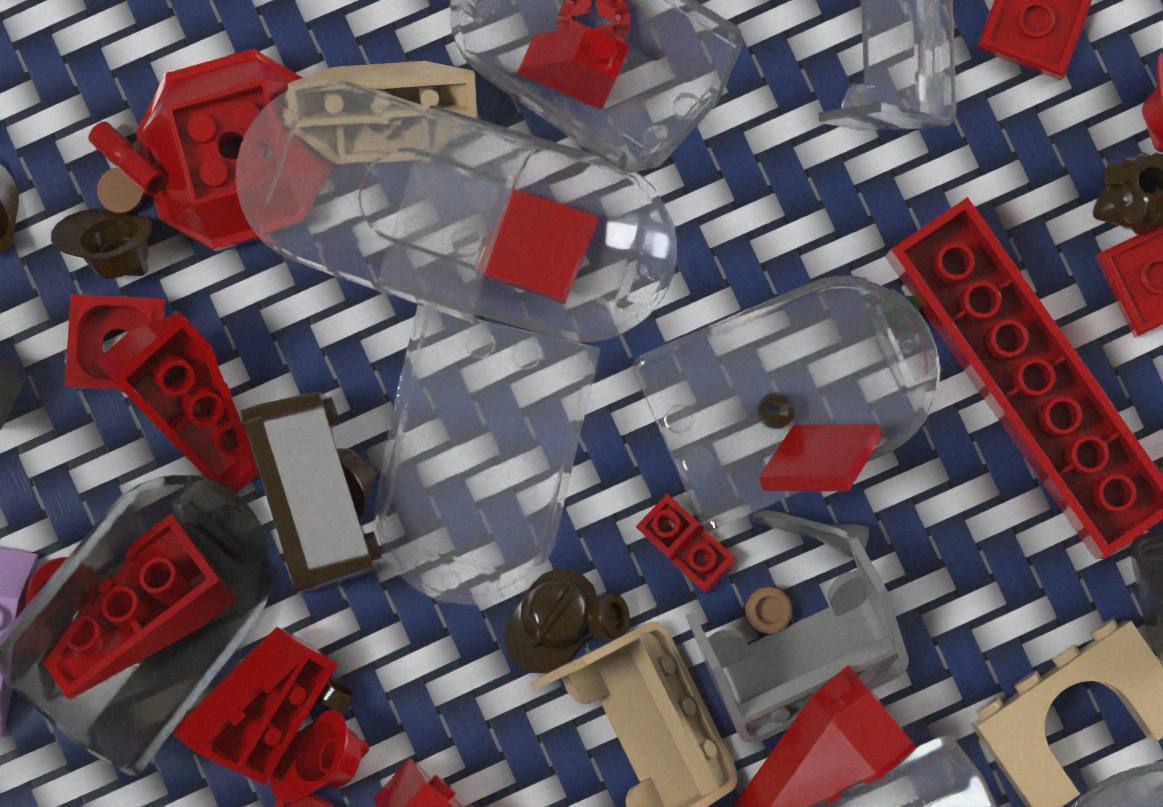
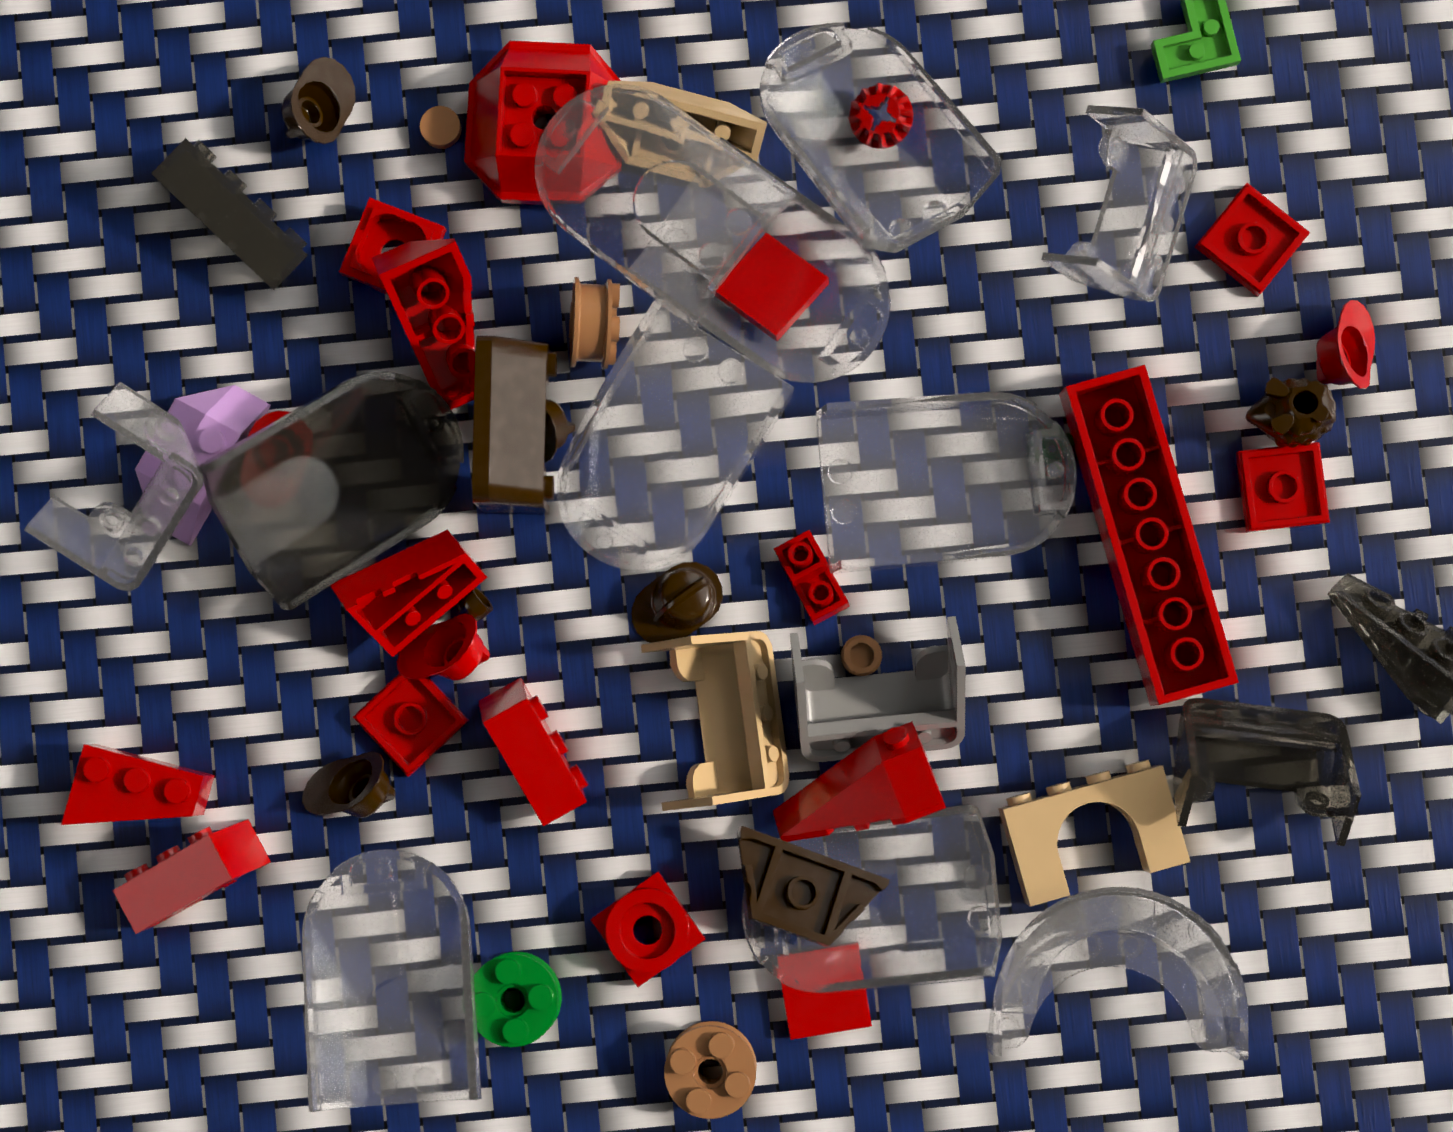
camera: 20 degrees right, 0 degrees up
(106, 240) = (414, 164): dark brown piece -> none
(131, 161) = (456, 103): red piece -> none
(148, 604) = (348, 474): red wedge -> none
(360, 350) = (594, 323): none -> medium nougat wheel
(575, 63) = (854, 144): red slope -> none
(608, 616) = (725, 614): dark brown tile -> none
(775, 421) = (920, 499): dark brown hinge -> none
(820, 458) = (947, 540): red tile -> none
(831, 534) = (935, 610): dark grey piece -> none

